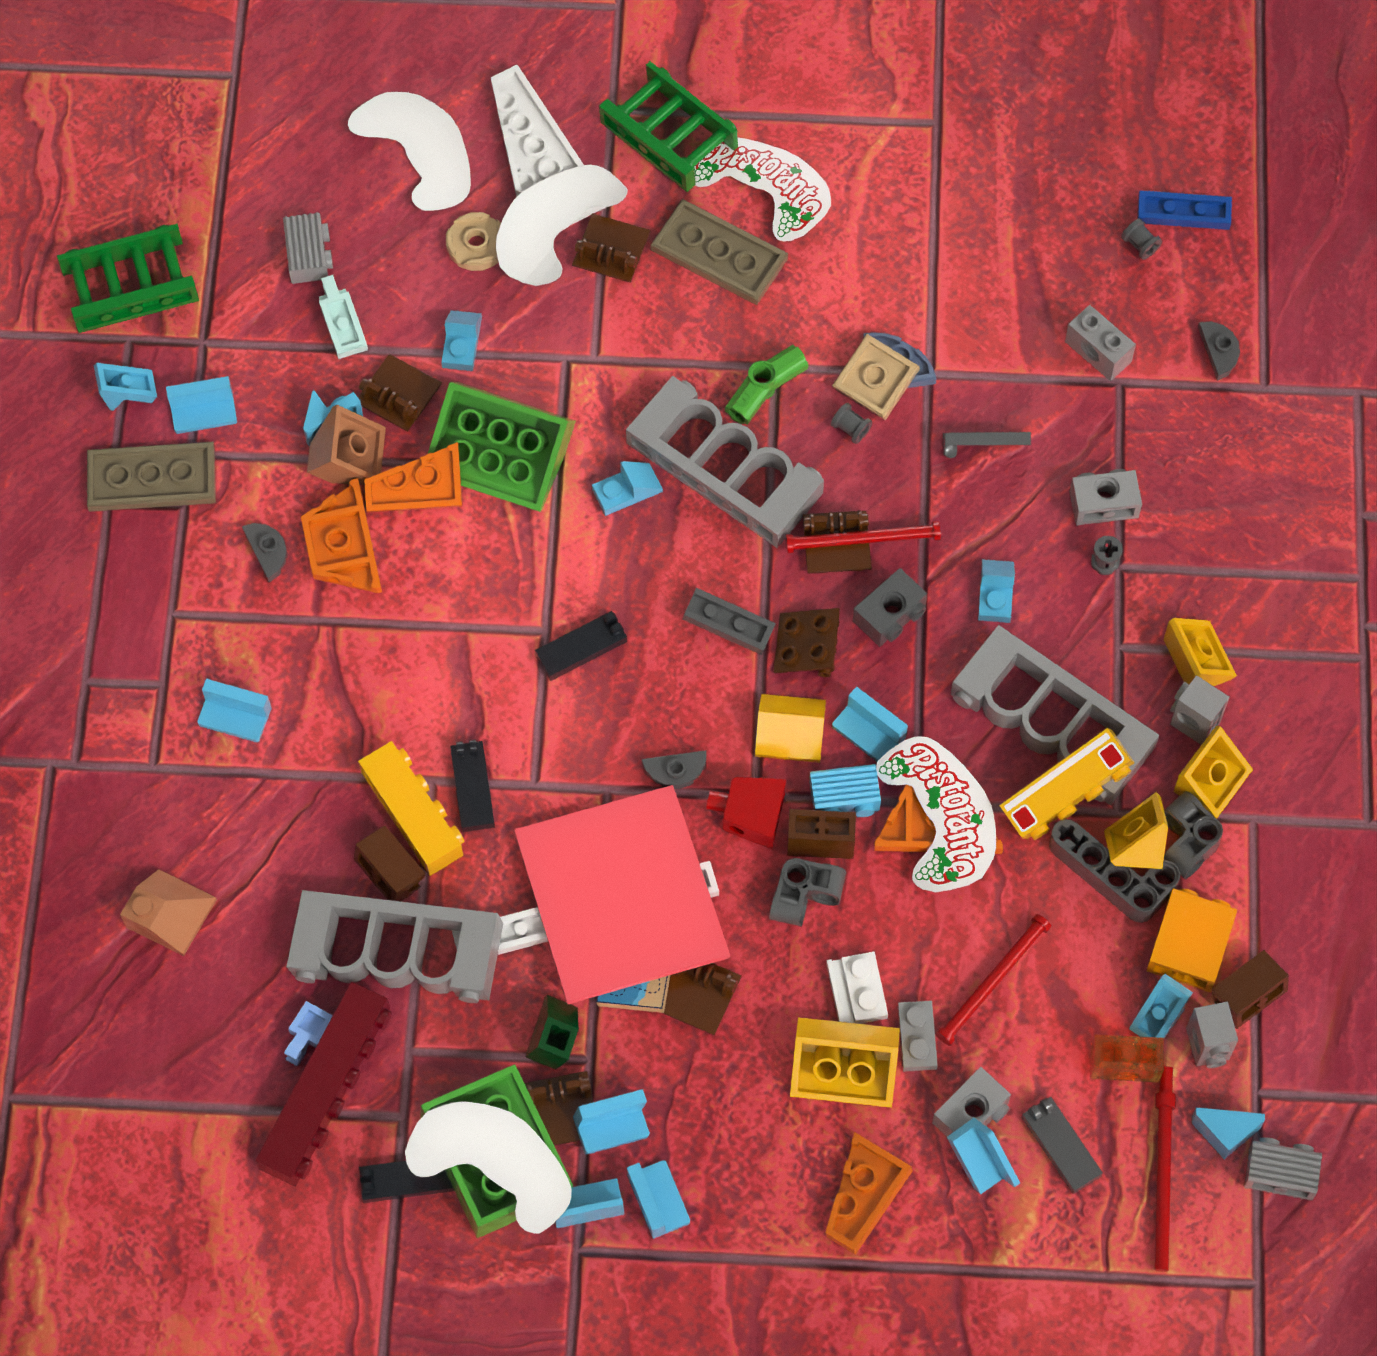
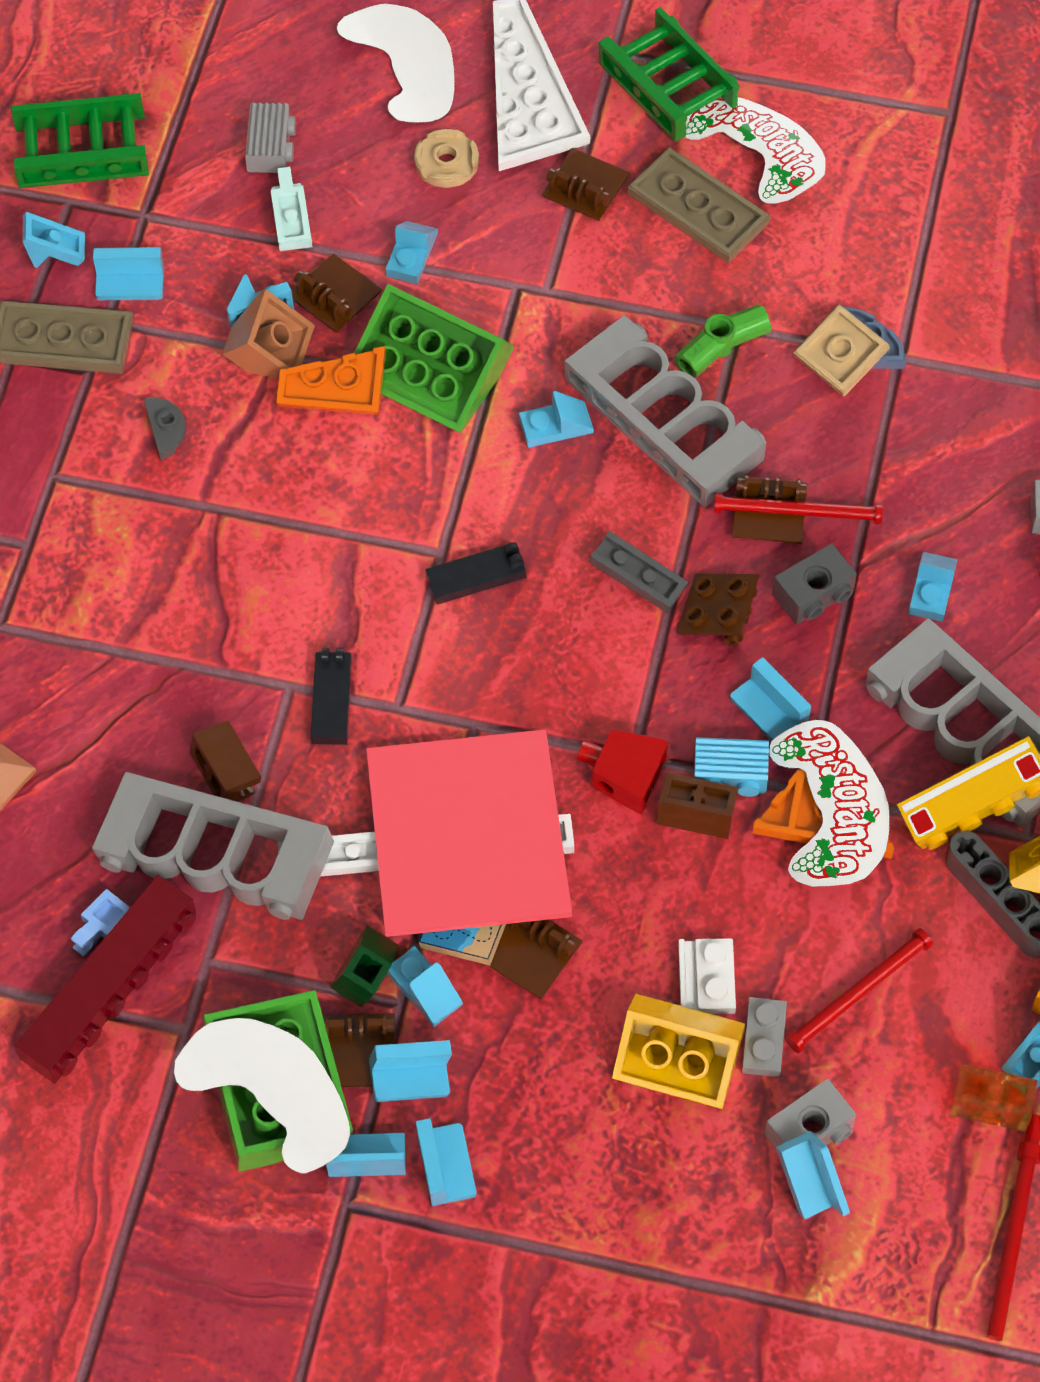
camera: 10 degrees right, 5 degrees down
(234, 710) = (96, 581): medium azure panel -> none
(341, 541) = (244, 429): orange wing -> none
(397, 1181) = (165, 1097): black hinge -> none
(411, 808) = (261, 709): yellow brick -> none
(542, 212) = (517, 137): white sticker -> none
(609, 1041) = (425, 986): none -> medium azure slope
(676, 769) = (553, 714): dark grey plate -> none
(790, 728) = (683, 692): yellow slope -> none
(821, 884) = (686, 858): dark grey piece -> none
(851, 423) = (806, 392): dark grey bush -> none
(866, 1191) = (679, 1191): orange wing -> none
(951, 440) = (945, 428): dark grey hinge -> none
(1061, 1145) = (905, 1181): dark grey hinge -> none

